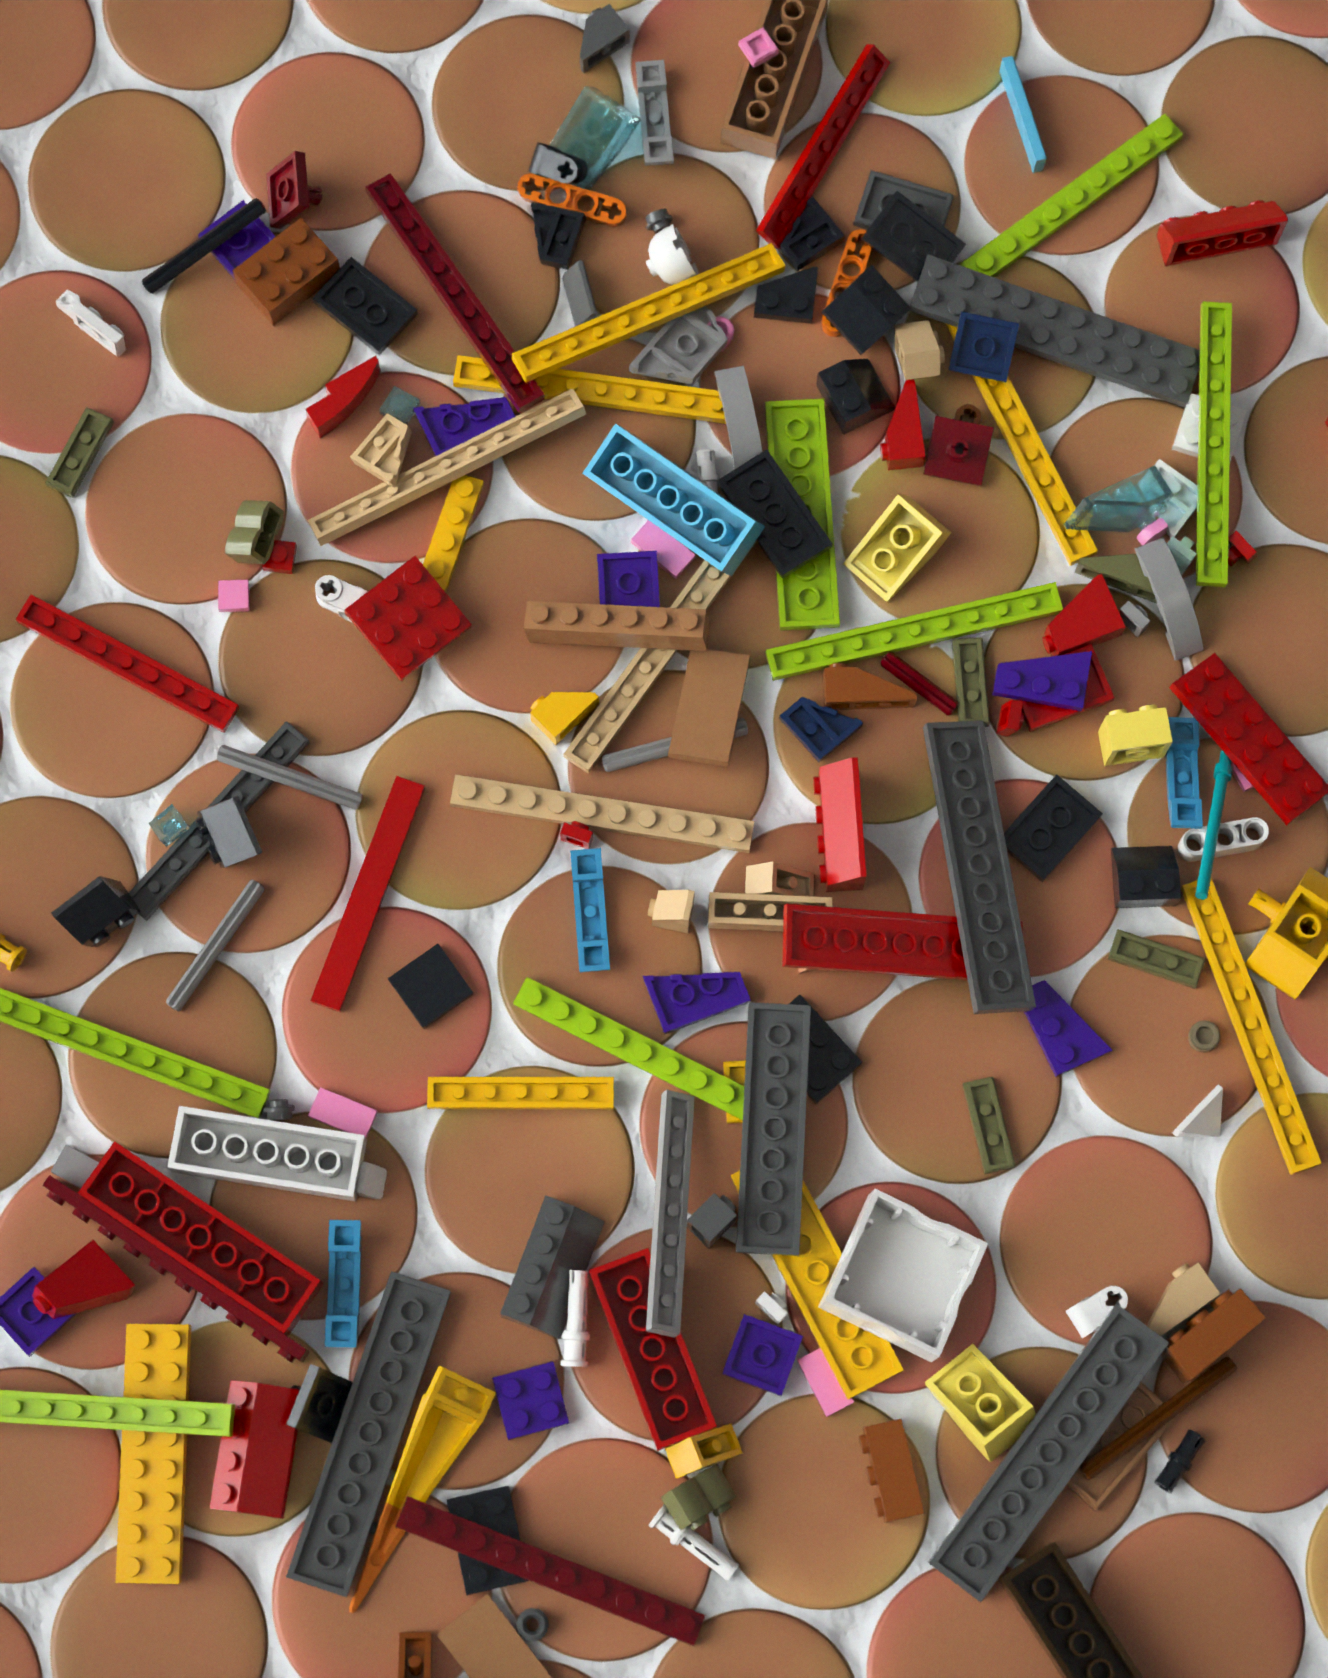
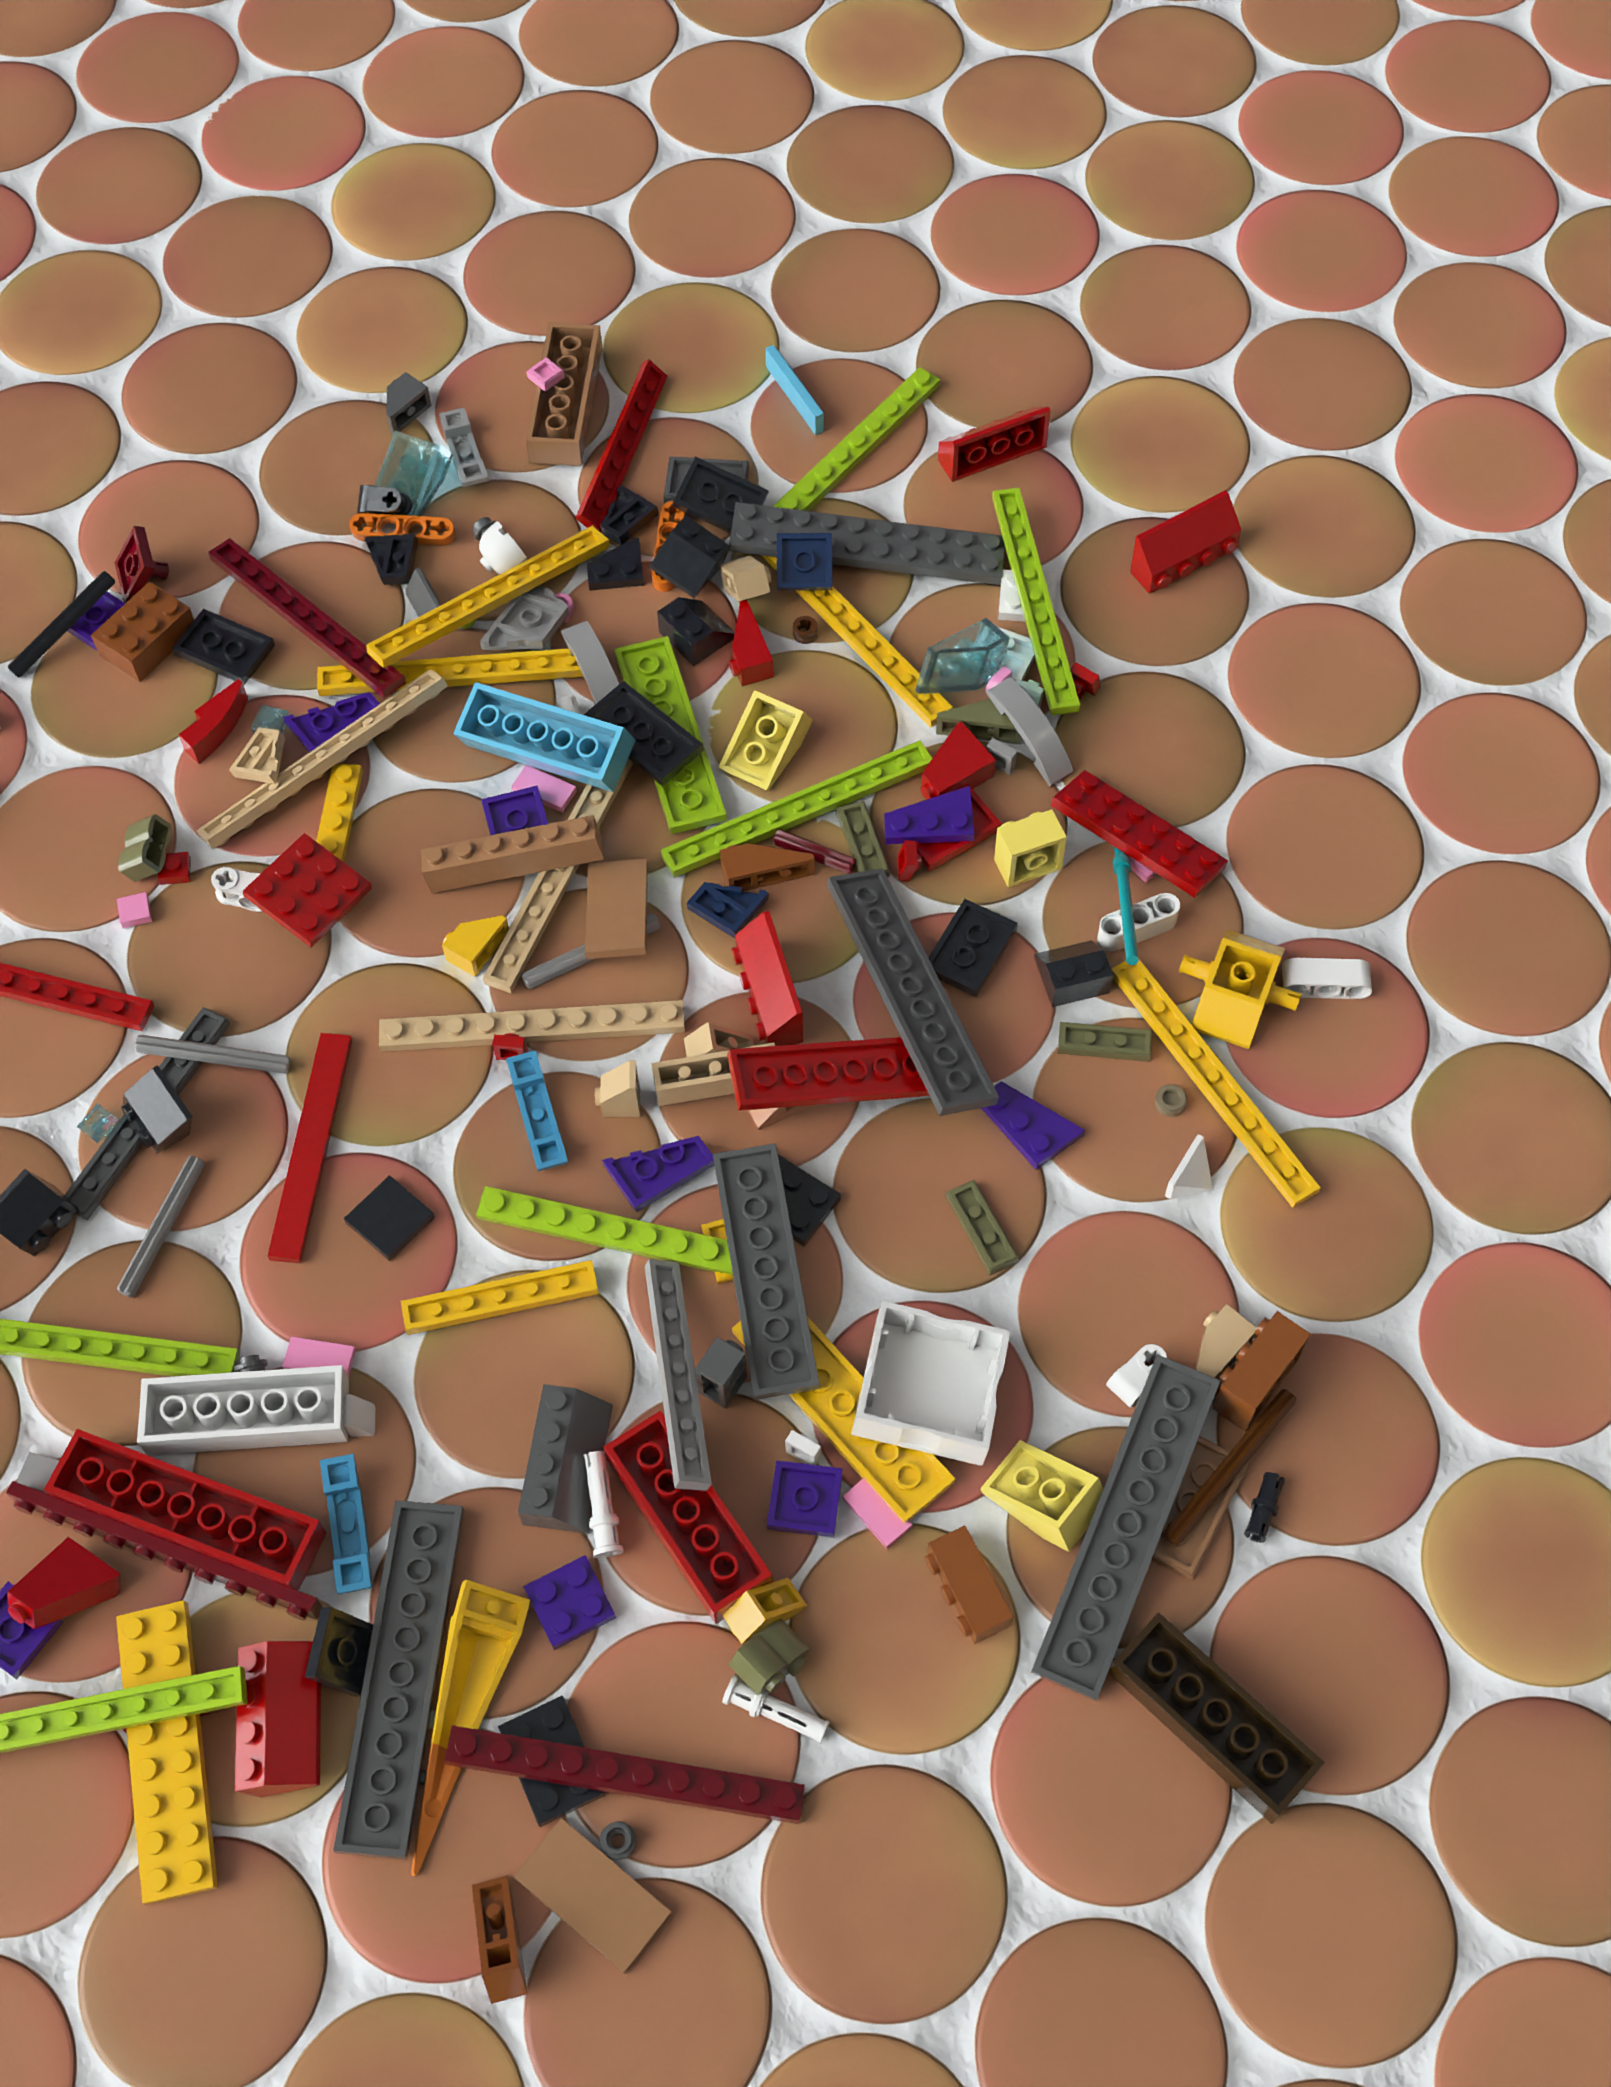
camera: 10 degrees left, 15 degrees down
(958, 451) = (802, 654): dark red tile -> none
(1183, 775) = (1084, 875): dark azure slope -> none

